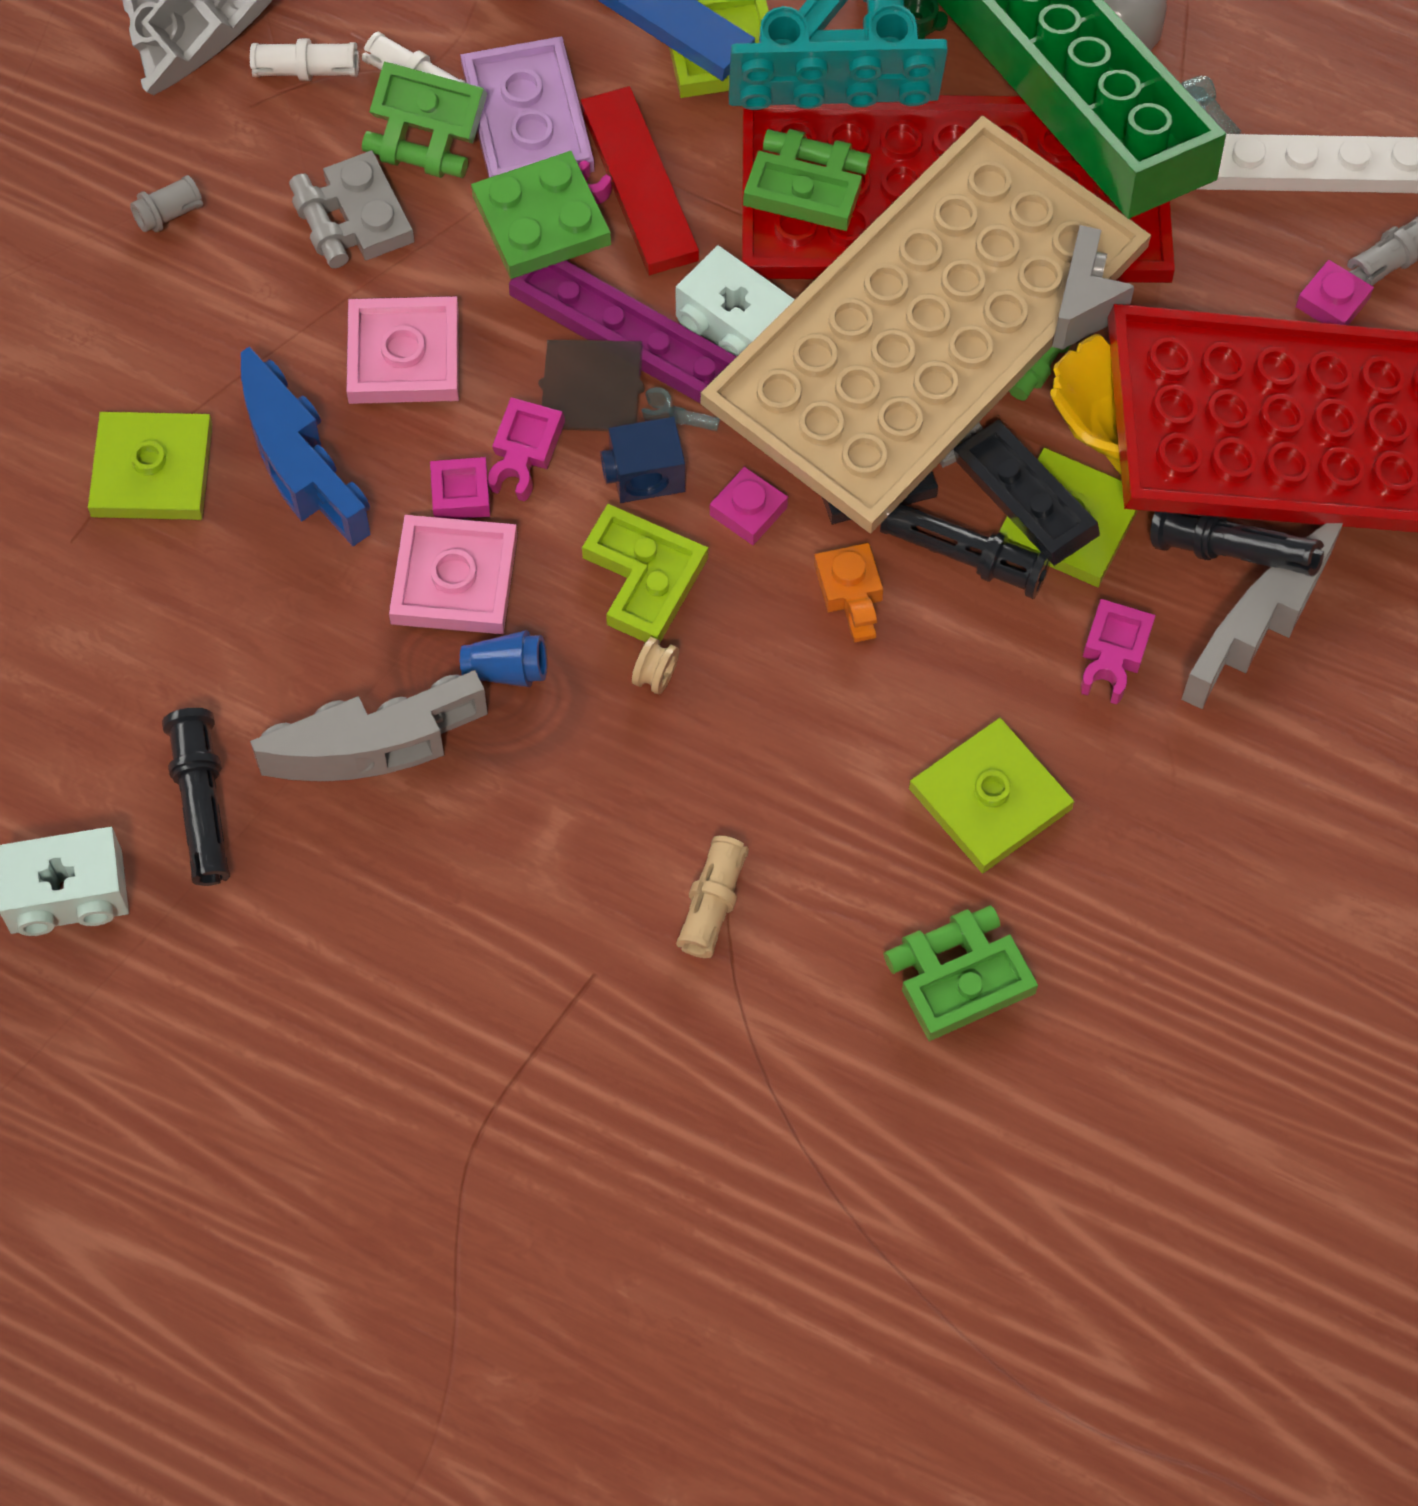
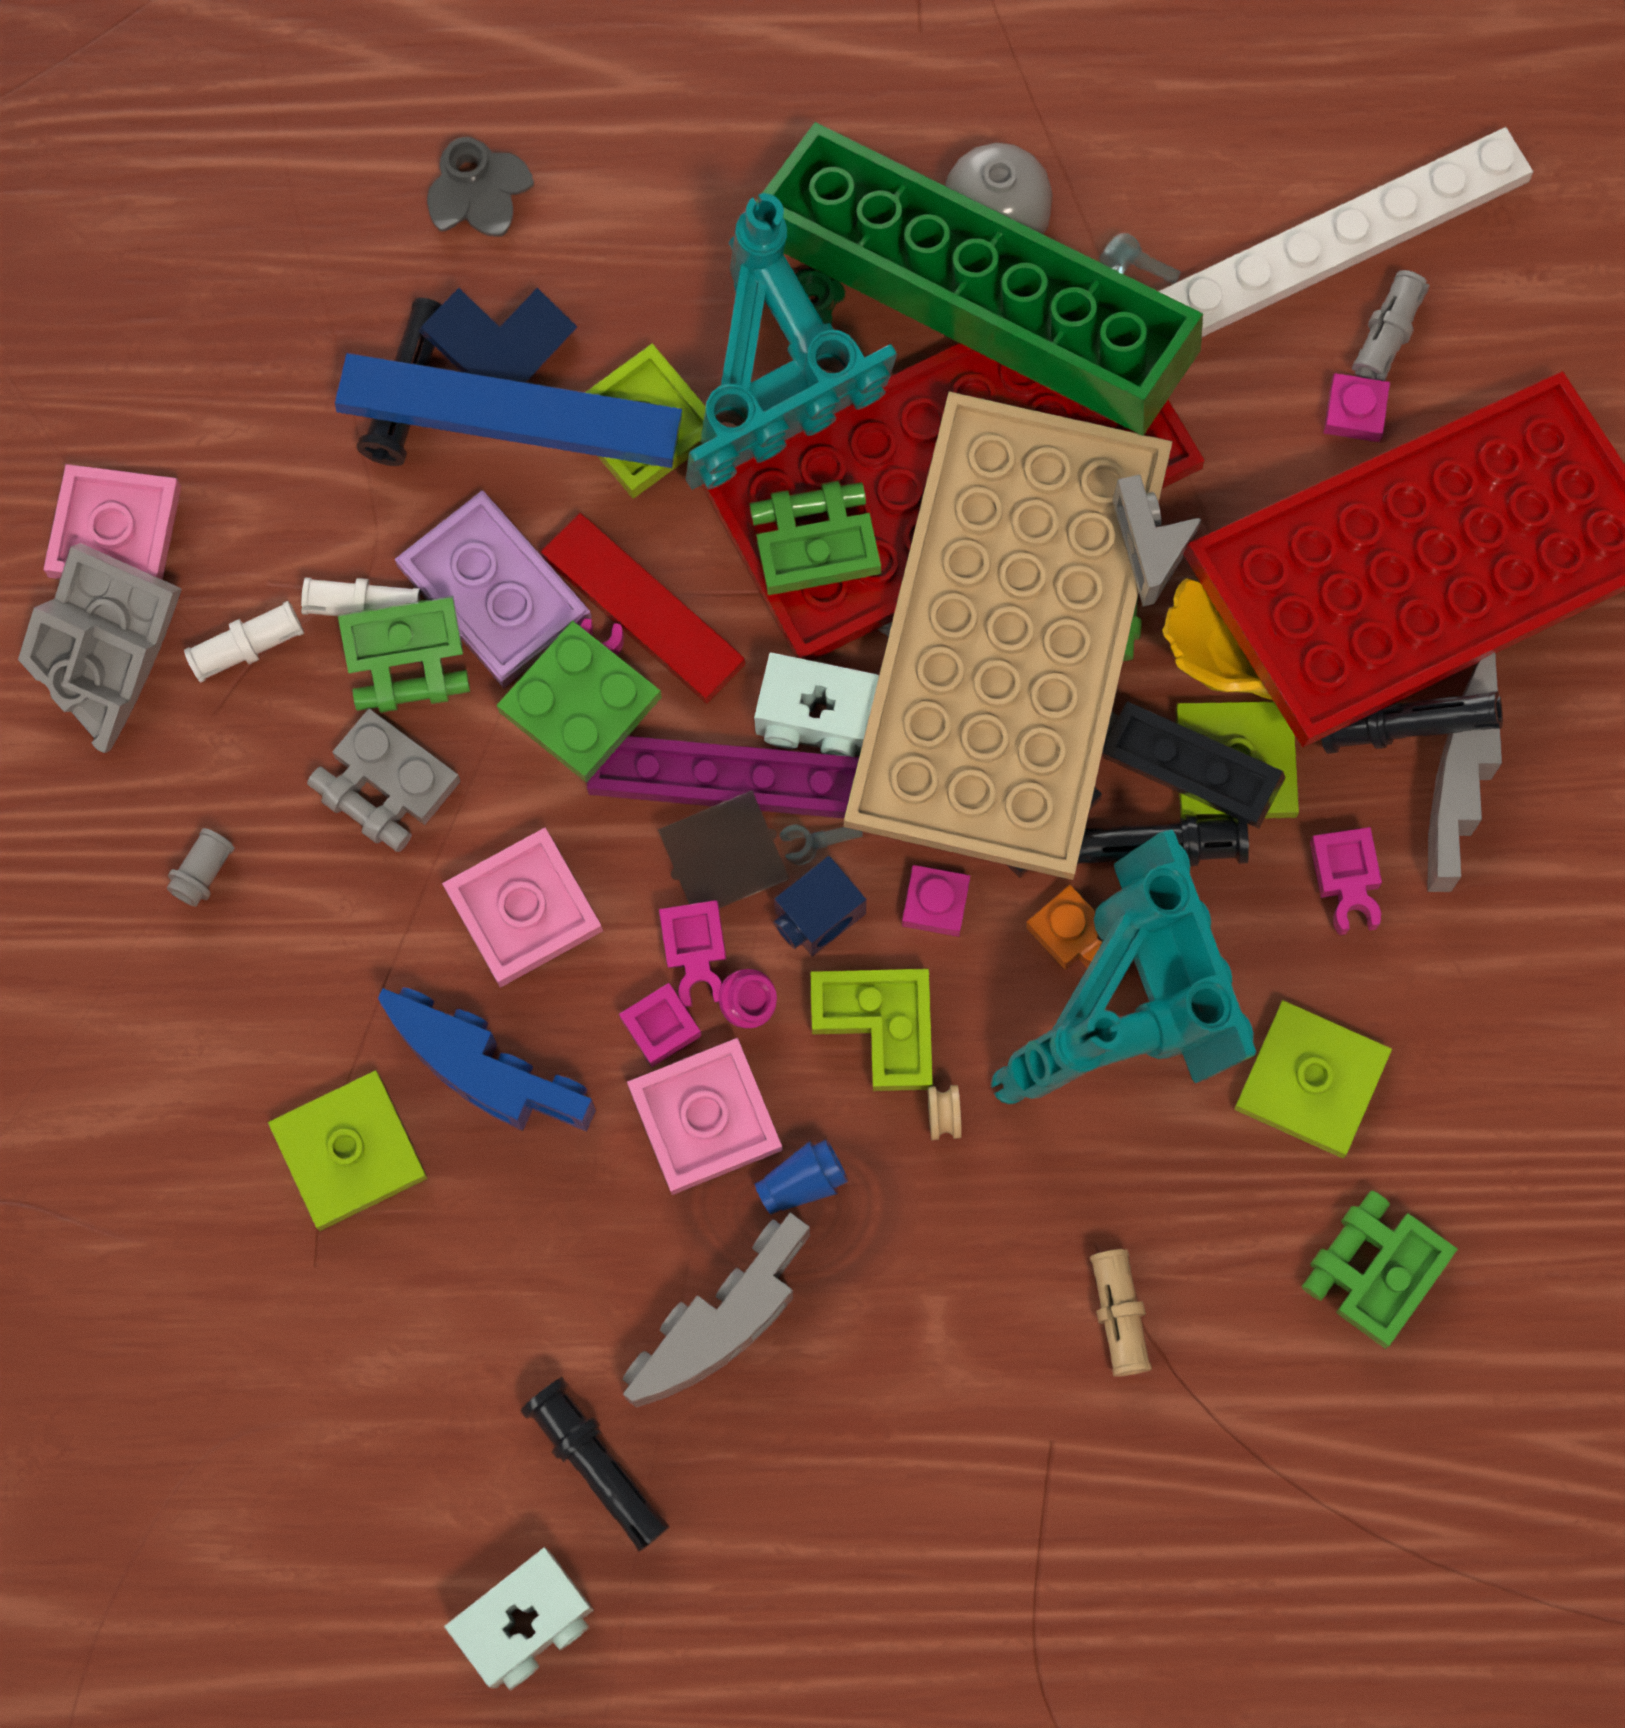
camera: 25 degrees left, 10 degrees up
(544, 503) = (747, 998): none -> dark pink plate
(891, 681) = (1184, 976): none -> teal plate

